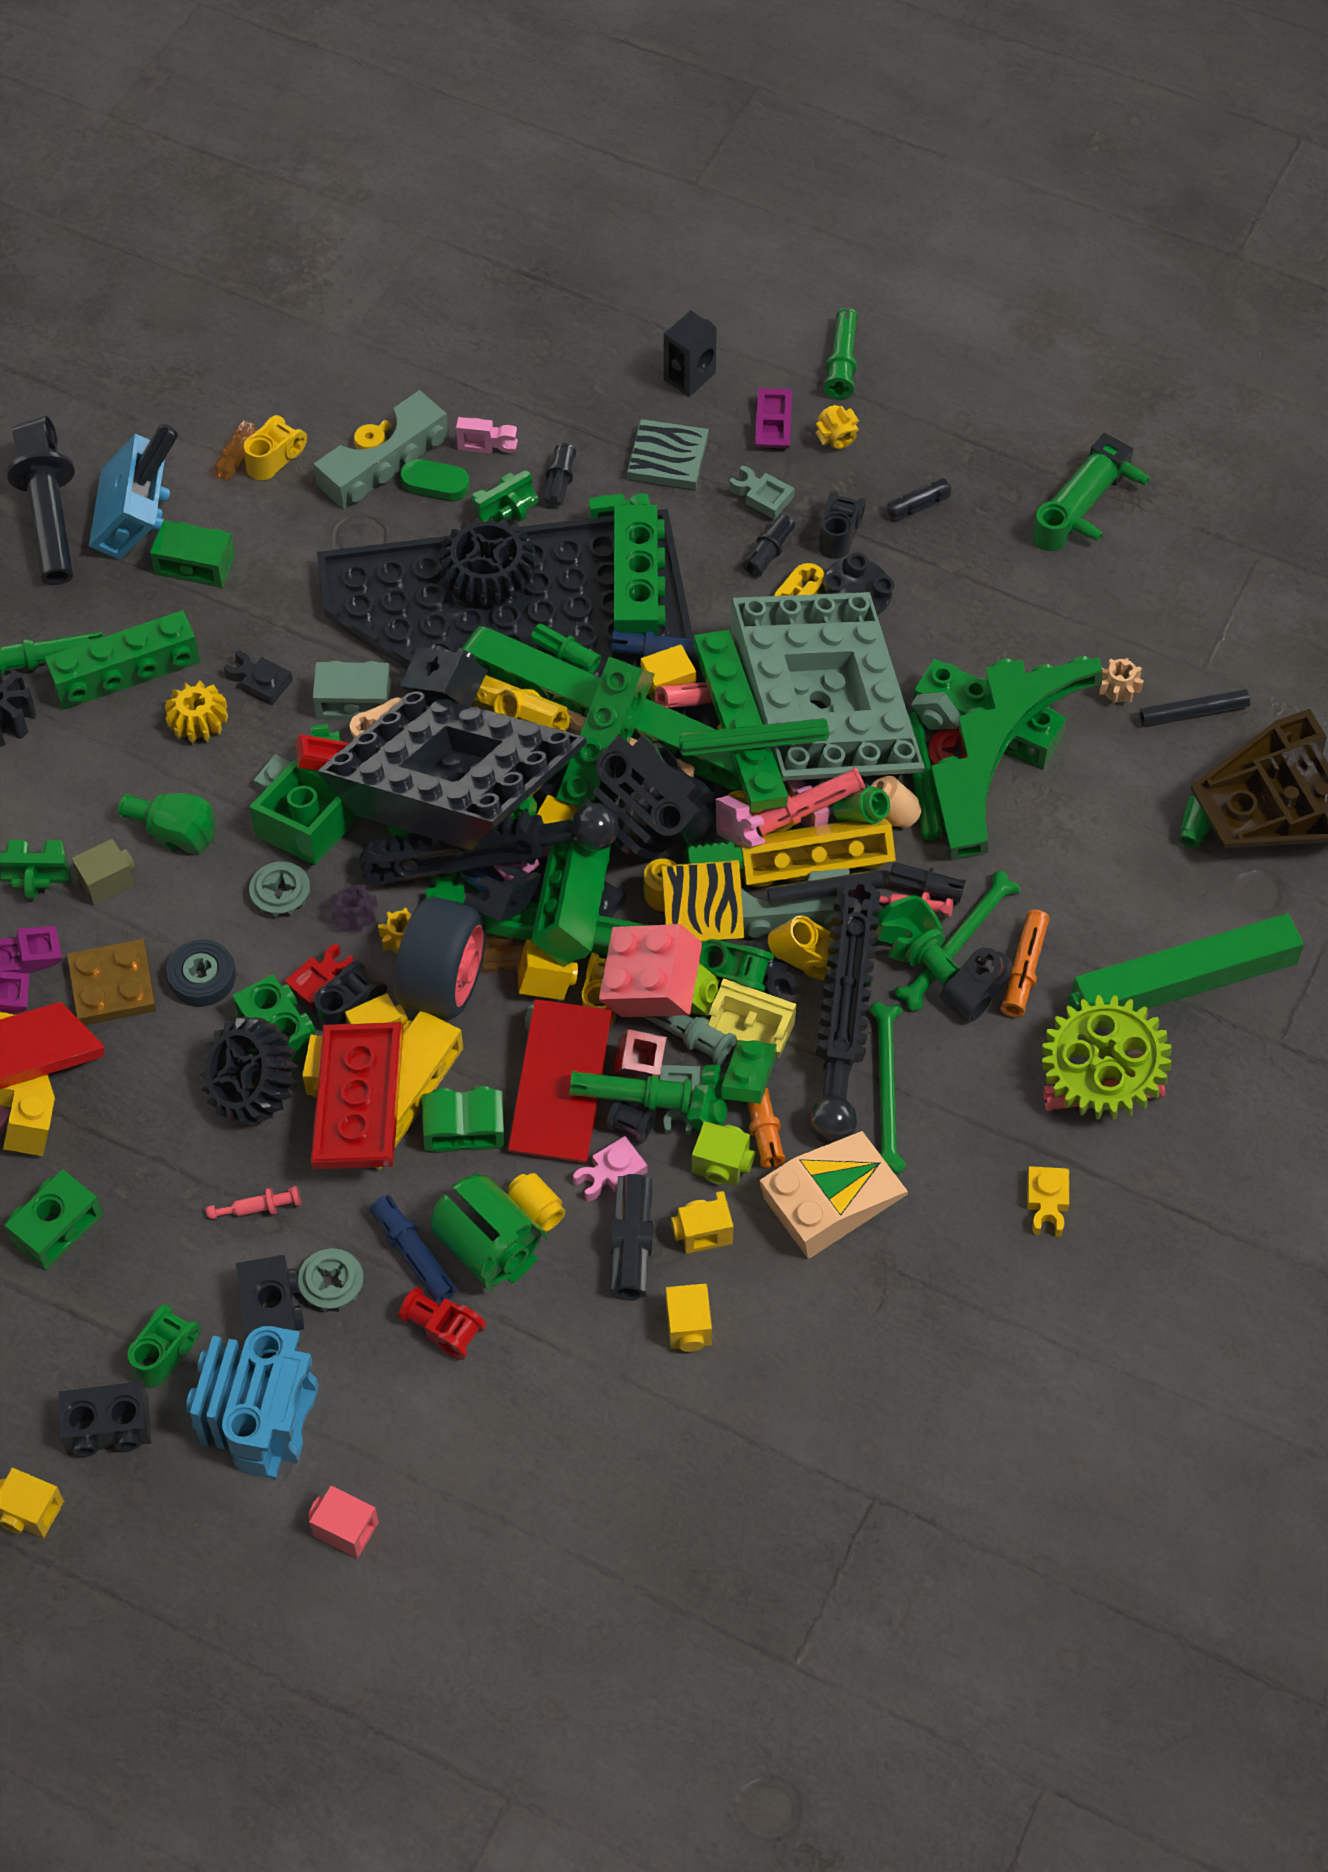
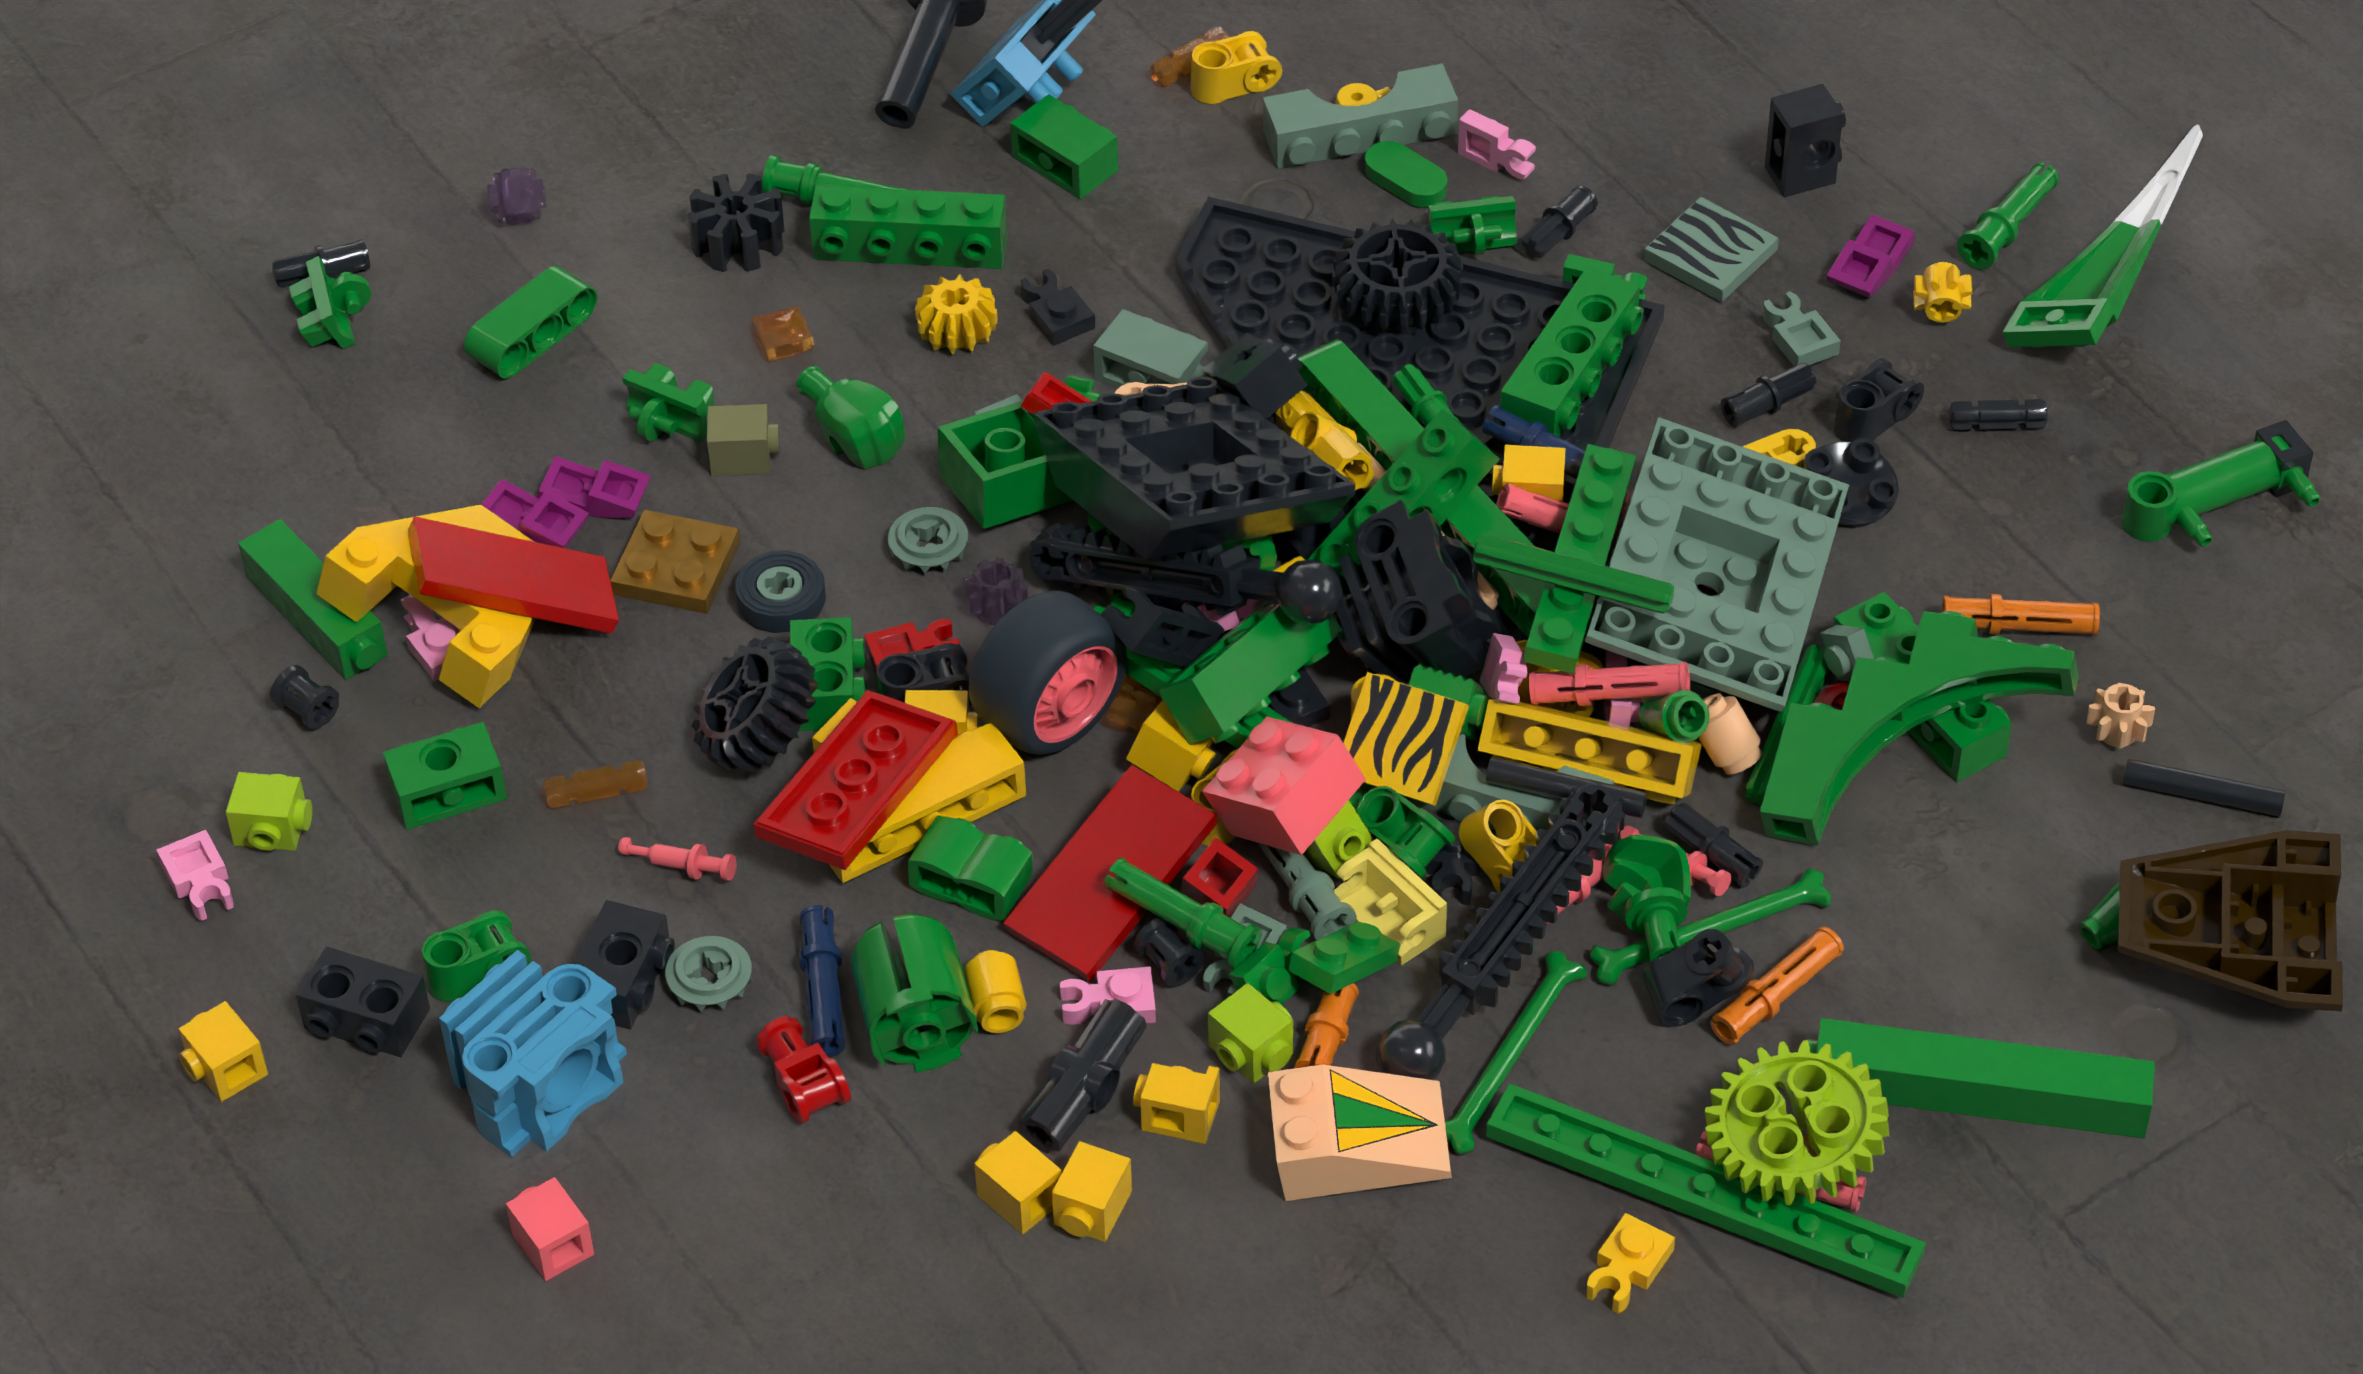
camera: 30 degrees right, 10 degrees down
(79, 776) = (783, 333): none -> clear orange tile
(162, 1175) = (595, 784): none -> clear orange axle
(635, 1332) = (1016, 1181): none -> yellow brick
(925, 389) = (2096, 284): none -> green plate
(1004, 641) = (2024, 615): none -> orange pin
(1064, 1127) = (1701, 1190): none -> green plate

